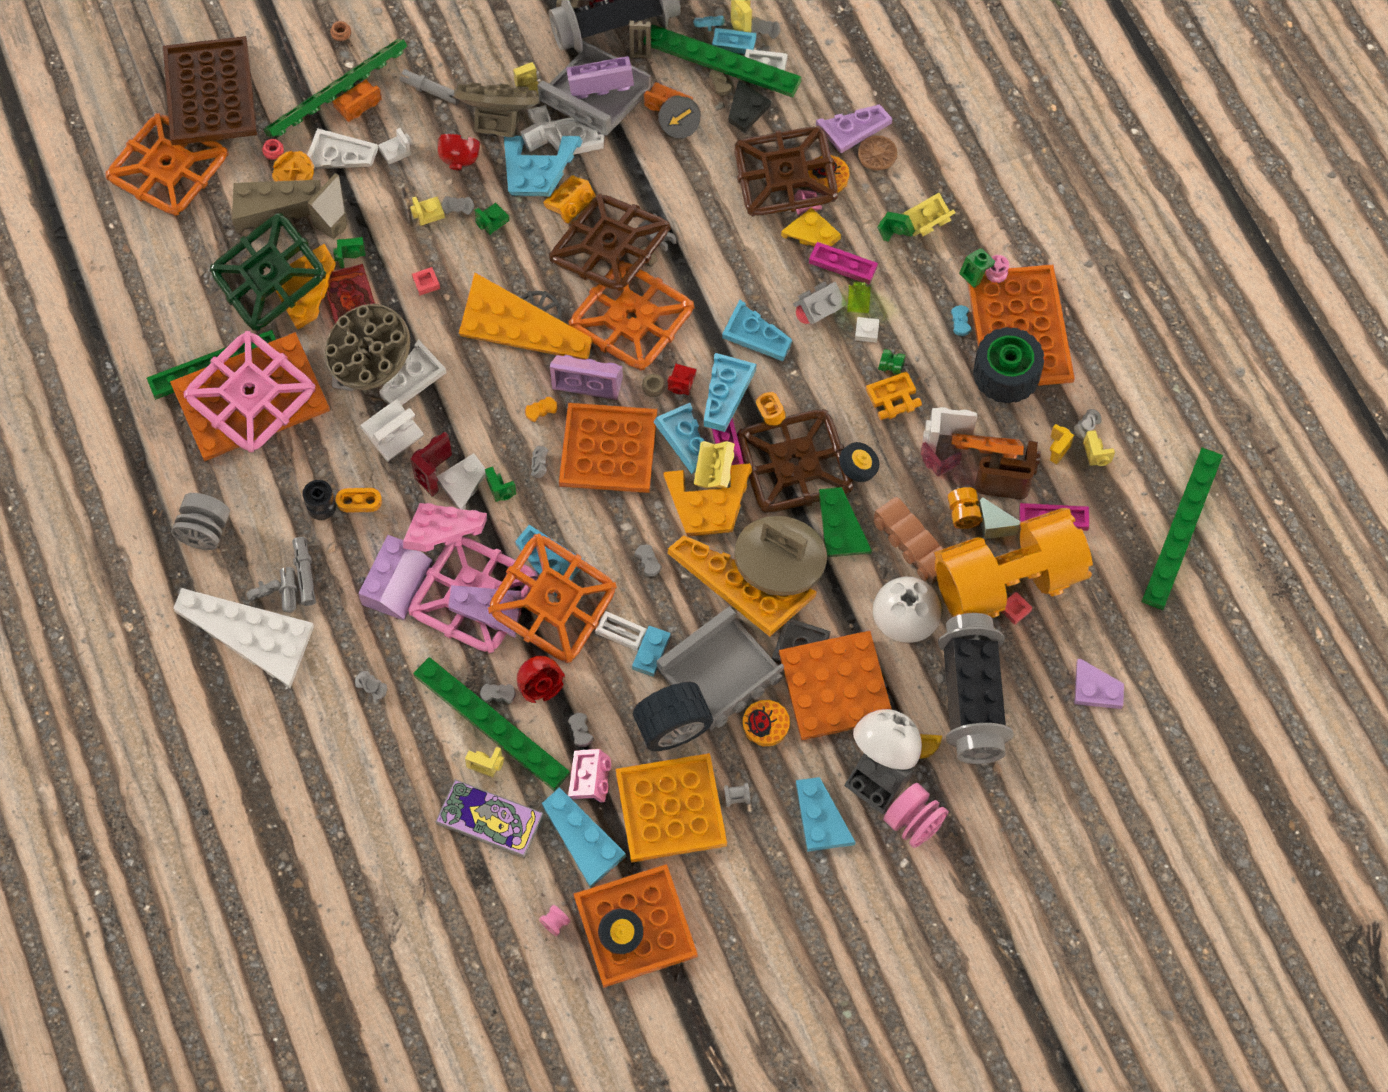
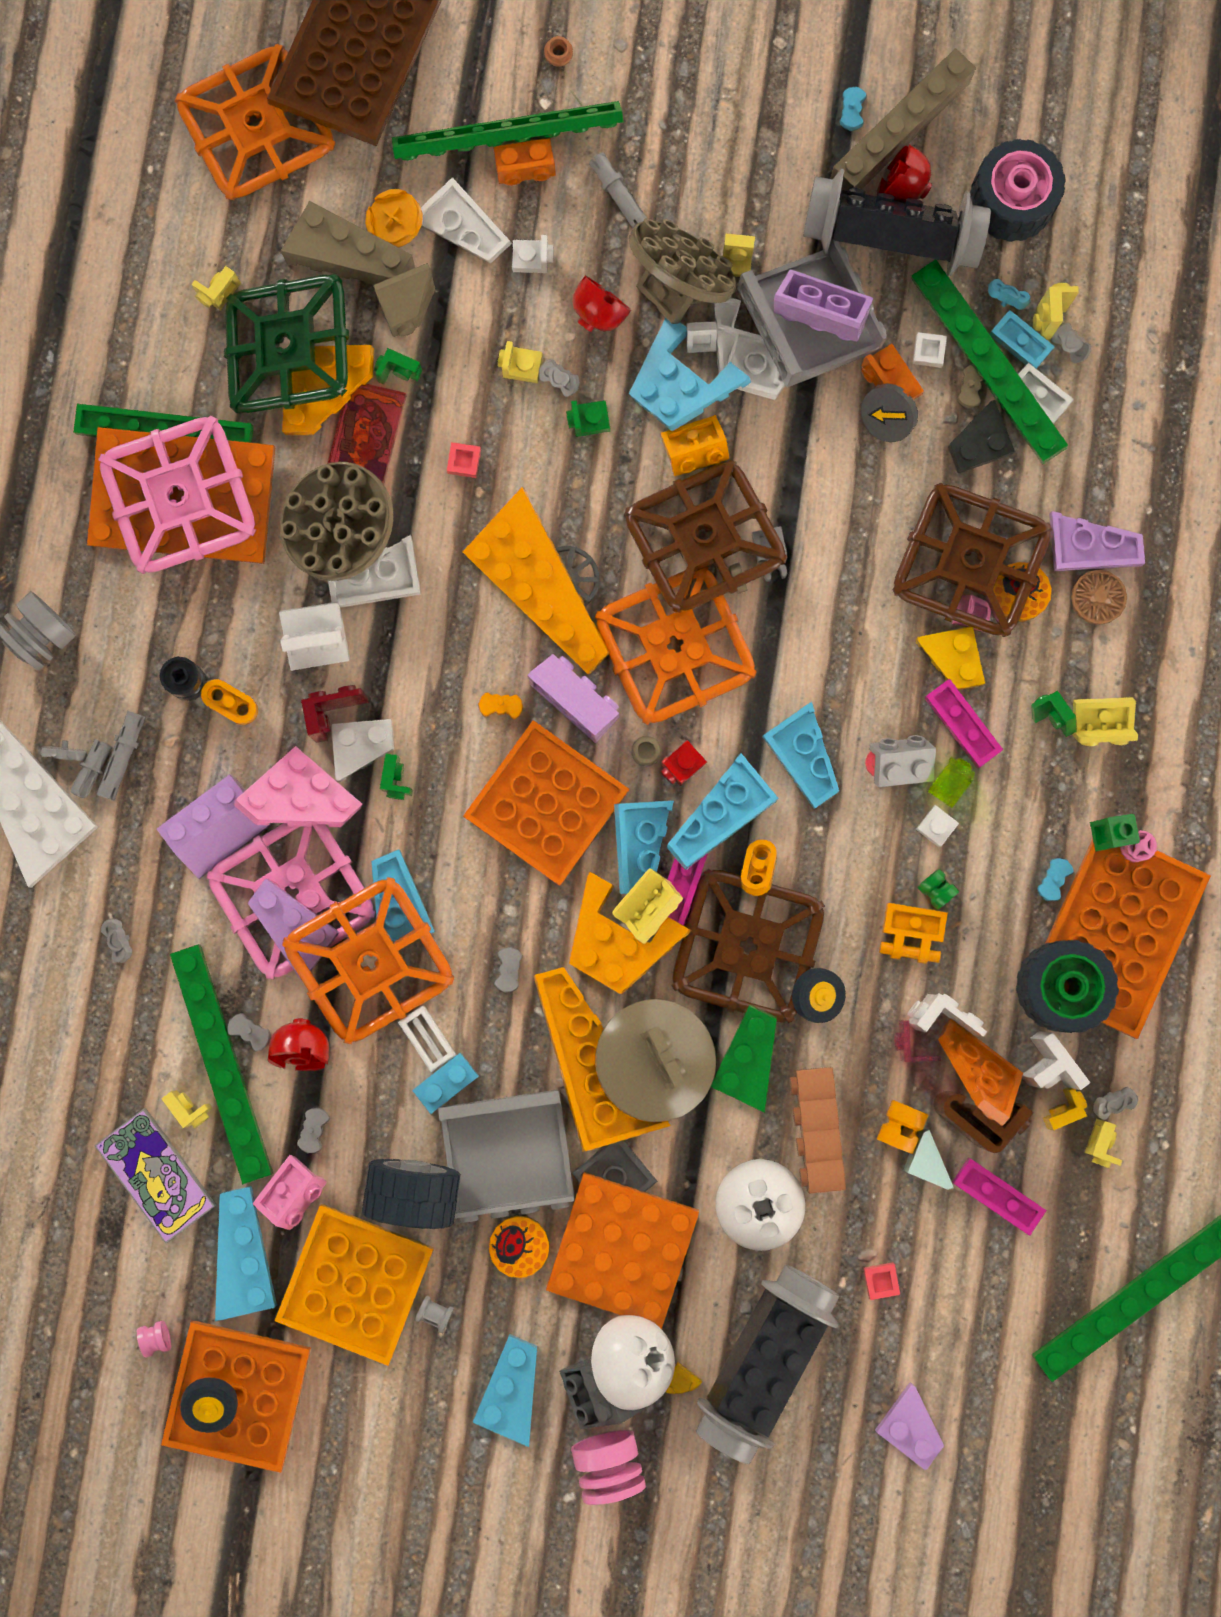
camera: 30 degrees right, 20 degrees up
(202, 263) = (220, 287): none -> light yellow bracket
(272, 144) = (384, 166): coral plate -> none
(539, 462) = (457, 774): light grey piece -> none
(640, 27) = (911, 267): dark tan tile -> none
(681, 74) = (929, 350): none -> white plate
(1034, 415) = (1054, 1066): none -> white bracket
(1050, 554) = (948, 1253): light orange cylinder -> none

